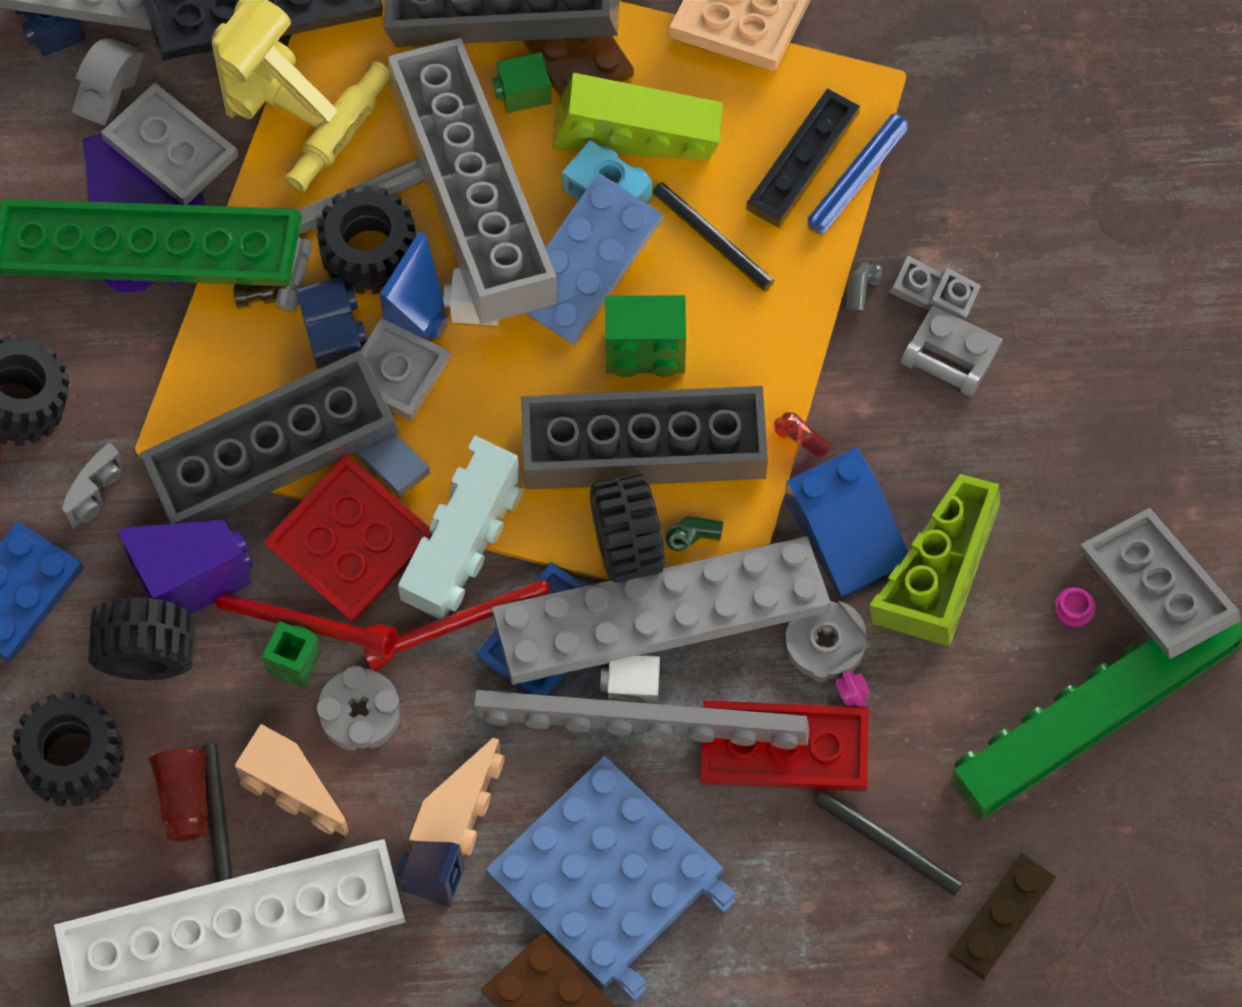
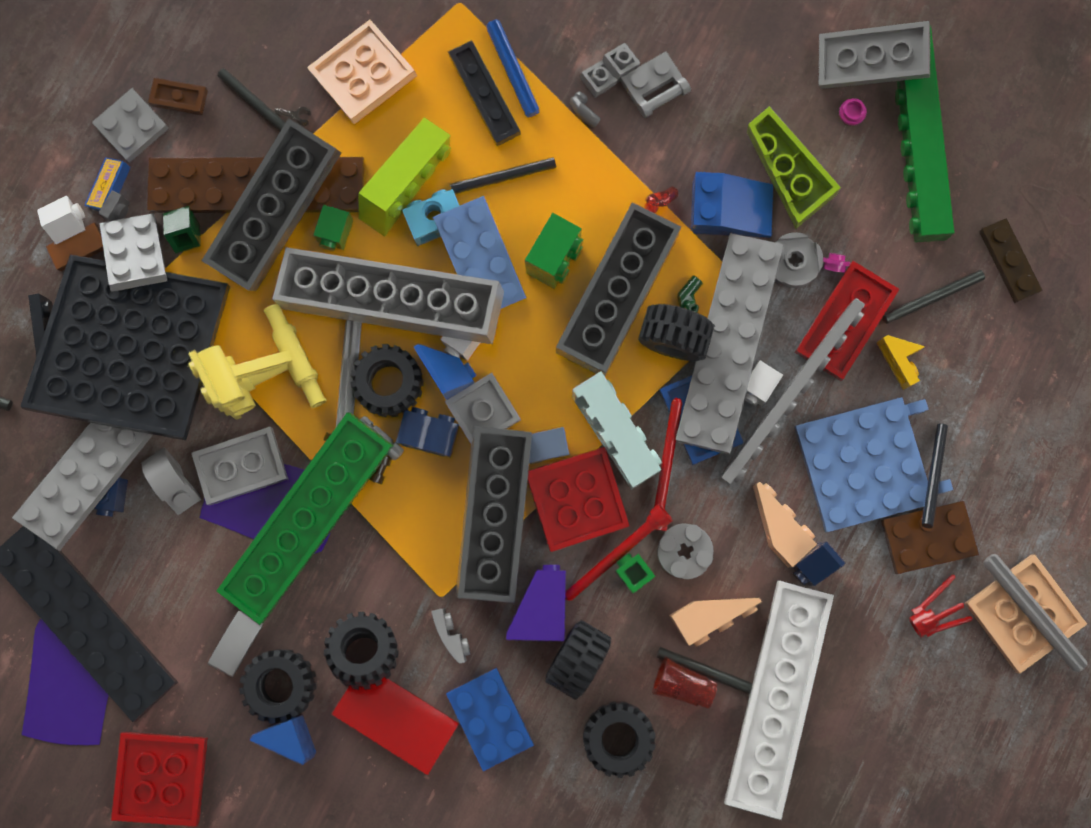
camera: 55 degrees left, 15 degrees up
(639, 959) = (934, 476): none -> black bar
(777, 832) = (896, 354): none -> yellow slope

